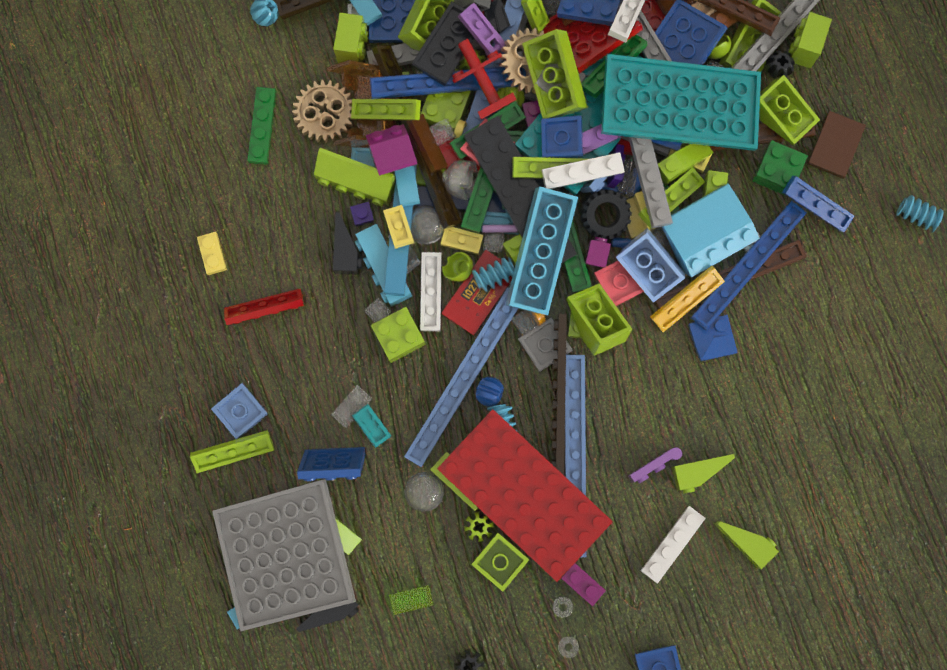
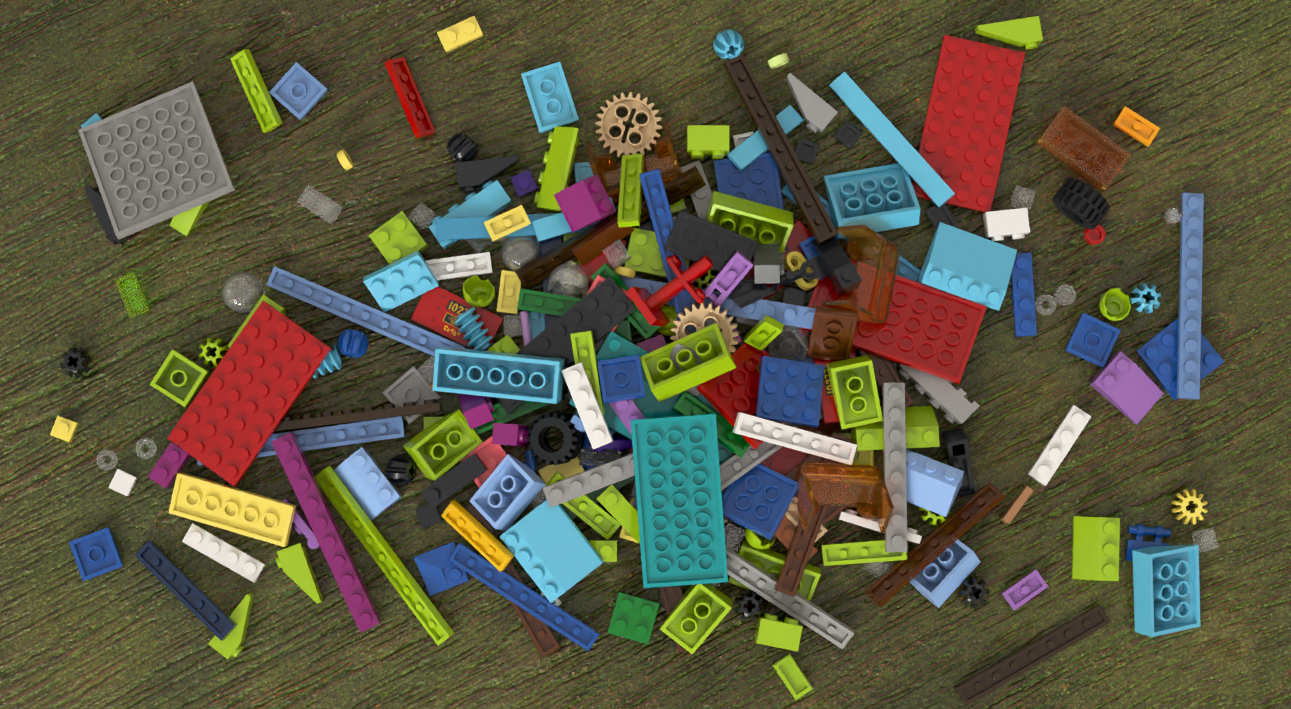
camera: 80 degrees right, 5 degrees up
(262, 125) = (605, 62): green plate -> none
(285, 178) = (550, 97): none -> medium azure plate
(312, 375) = (345, 159): none -> light yellow tile
(319, 264) = (462, 147): none -> black piece
(331, 463) = (254, 193): blue plate -> none
(371, 425) = (302, 228): teal plate -> none
(437, 336) = (401, 281): none -> medium azure plate
(570, 281) = (476, 409): none -> magenta brick
(592, 634) = (123, 482): none -> white tile
(616, 362) = (401, 470): none -> black piece
(625, 397) = (367, 483): none -> light blue slope
(633, 313) = (454, 481): none -> black slope
(633, 528) = (232, 509): none -> light yellow plate
(661, 344) = (428, 516): none -> black tile
(666, 439) = (326, 531): none -> magenta brick
(694, 390) = (384, 556): none -> lime plate
(706, 584) = (186, 590): none -> dark blue tile
(818, 204) = (597, 661): plate -> none
(836, 144) = (671, 677): reddish brown tile -> none
(847, 38) = (792, 676): none -> lime tile

